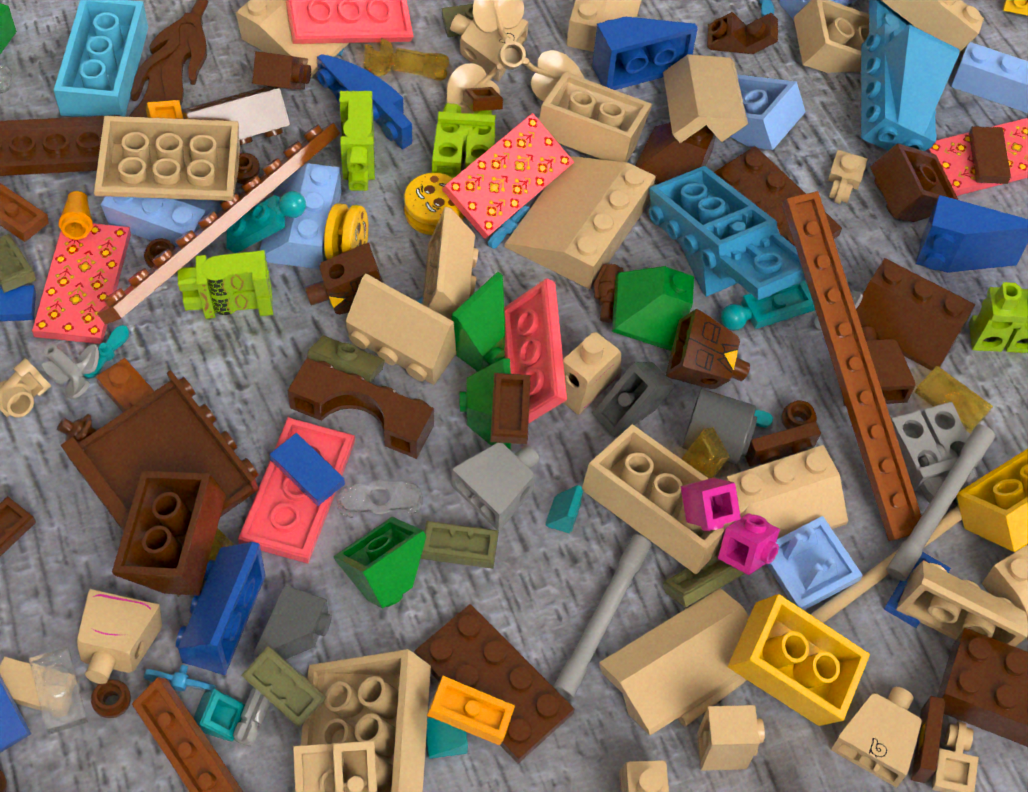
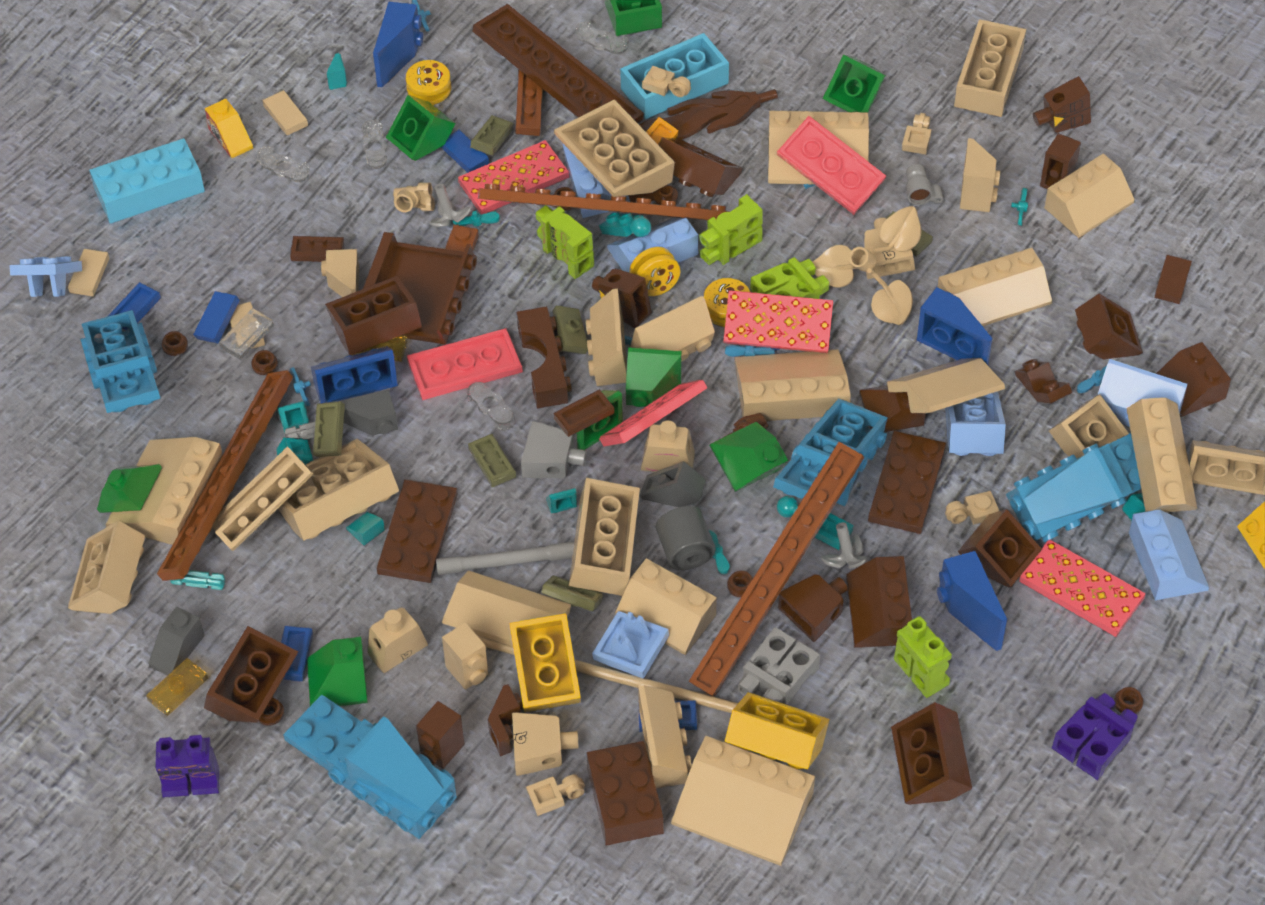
camera: 60 degrees right, 5 degrees down
(61, 530) = (342, 271): none -> tan slope
(76, 216) = (545, 143): light orange cone -> none
(78, 429) = (409, 237): reddish brown plant -> none
(112, 69) = (661, 81): none -> tan plate
(115, 633) = (300, 337): tan torso -> none
(272, 749) = (298, 446): none -> teal slope
(281, 71) = (744, 160): reddish brown brick -> none
(307, 469) = (475, 356): blue tile -> none
(384, 561) = (443, 428): green slope -> none
(387, 102) = (777, 219): blue slope -> none
(407, 61) = (828, 219): clear yellow piece -> none
(471, 710) = (380, 519): light orange plate -> none
(482, 99) = (828, 273): reddish brown tile -> none
(594, 118) = (873, 339): tan slope -> none
(705, 353) = (736, 503): reddish brown torso -> none
(707, 453) = (648, 542): clear yellow plate -> none
(710, 503) = (600, 546): dark pink brick -> none
(749, 543) = (607, 595): dark pink brick -> none
(782, 444) = (709, 582): reddish brown plate -> none
(815, 743) = (501, 719): none -> reddish brown slope
(912, 548) = (779, 681): light grey piece -> none
(928, 740) = (558, 767): reddish brown tile -> none
(943, 388) = (834, 663): clear yellow plate -> none
(989, 155) = (1071, 579): reddish brown tile -> none

